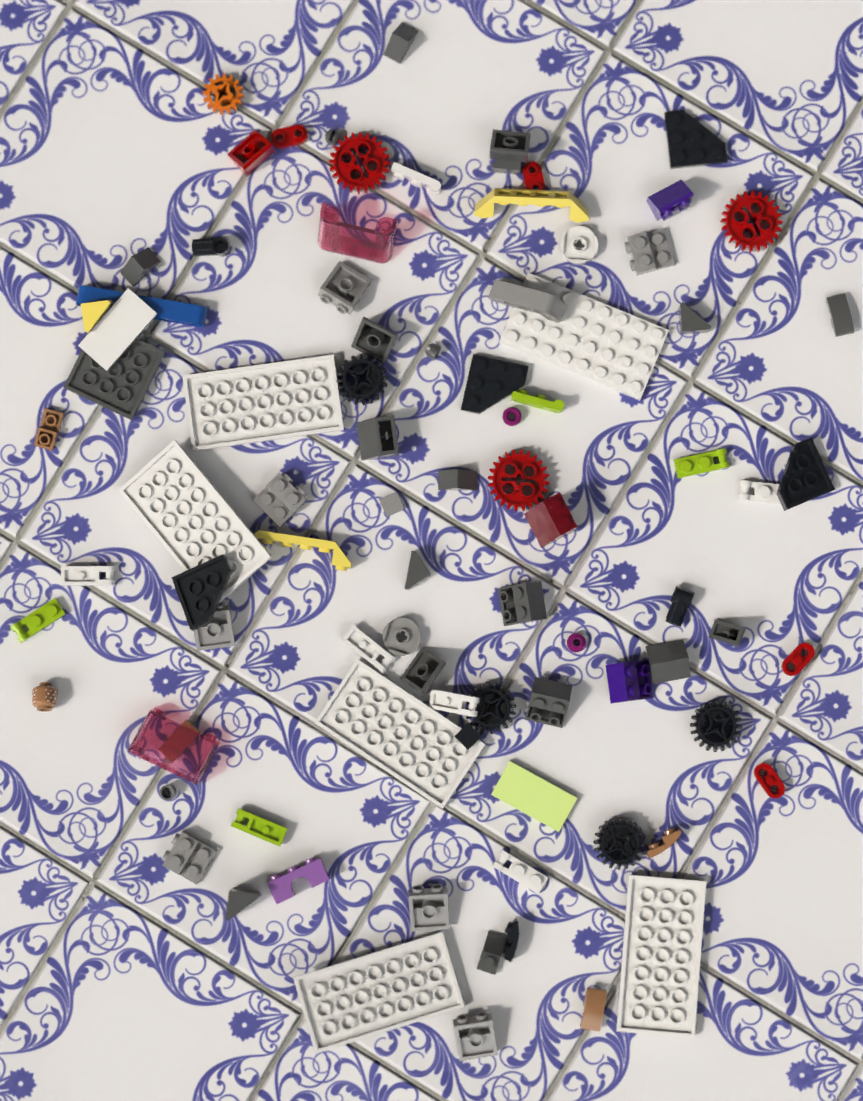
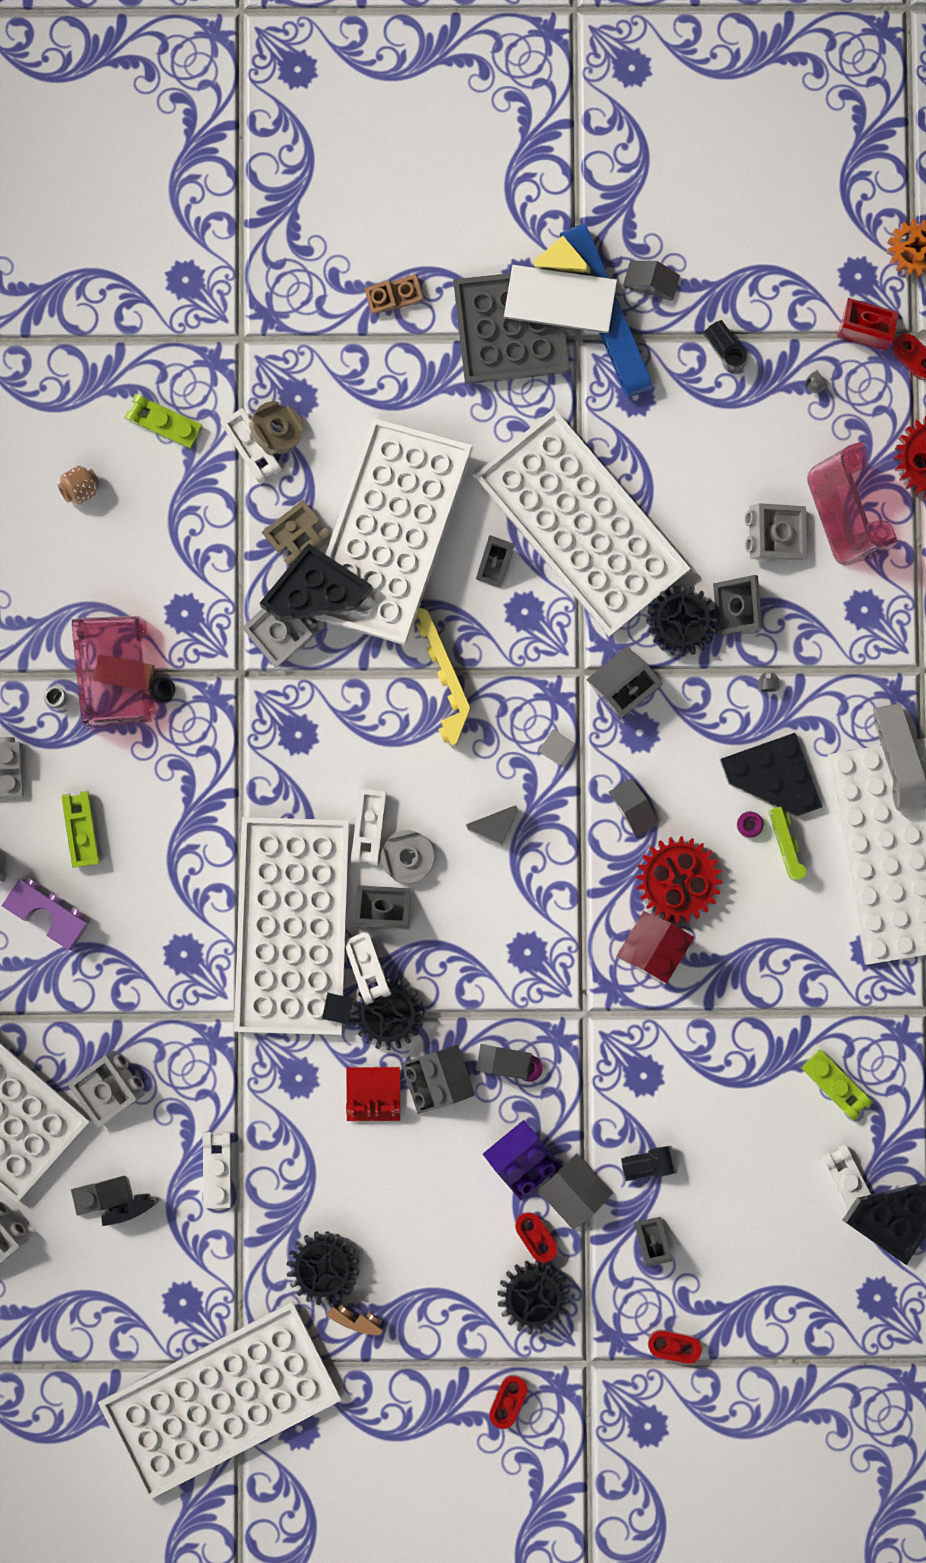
camera: 50 degrees right, 0 degrees up
(89, 562) = (266, 437): none -> dark tan plate
(154, 583) = (291, 527): none -> dark tan plate
(204, 723) = (162, 689): none -> black plate
(254, 470) = (495, 561): none -> dark grey slope
(267, 207) = (815, 382): none -> dark grey hinge
(280, 499) = (481, 613): light grey plate -> none
(522, 603) = (535, 975): dark grey slope -> none
(533, 747) = (373, 1093): none -> red hinge
(534, 796) = (316, 1131): yellowish green tile -> none
(562, 655) = (503, 1061): none -> dark grey slope
(593, 1009) = (107, 1359): medium nougat slope -> none
(680, 702) = (536, 1236): none -> red plate

